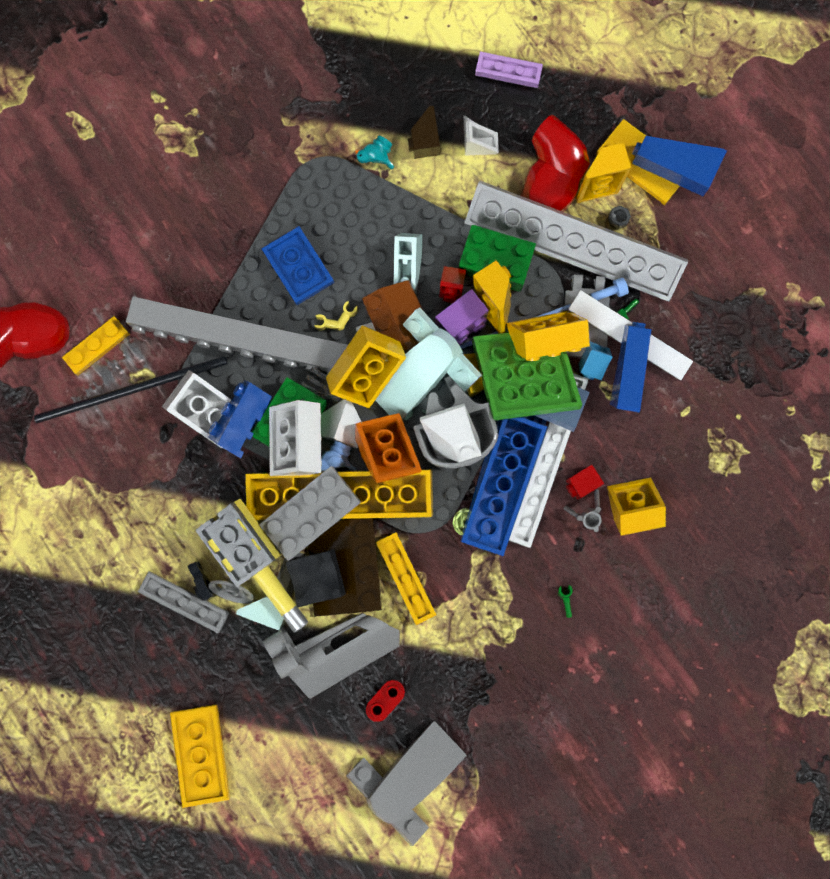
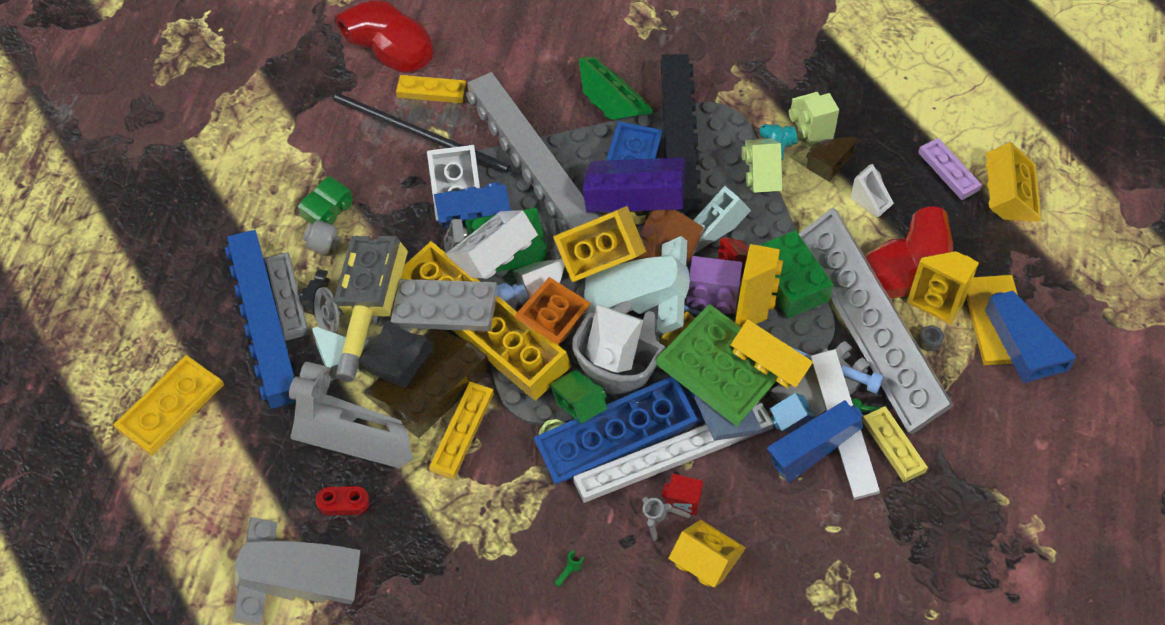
camera: 45 degrees right, 25 degrees down
(131, 510) = (326, 202): none -> green brick
(159, 539) = (321, 237): none -> light grey head
(188, 636) = (262, 317): none -> blue brick
(230, 226) = (610, 91): none -> green wedge
(256, 453) = (454, 234): none -> light grey plate
(310, 216) = (679, 123): none -> black brick
(333, 292) = (635, 184): none -> dark purple slope
(385, 113) = (814, 117): none -> yellowish green brick
(395, 187) = (764, 165): none -> yellowish green brick
(462, 486) = (579, 396): none -> green brick
(560, 44) = (1013, 184): none -> yellow slope
(669, 318) = (894, 444): none -> light yellow plate

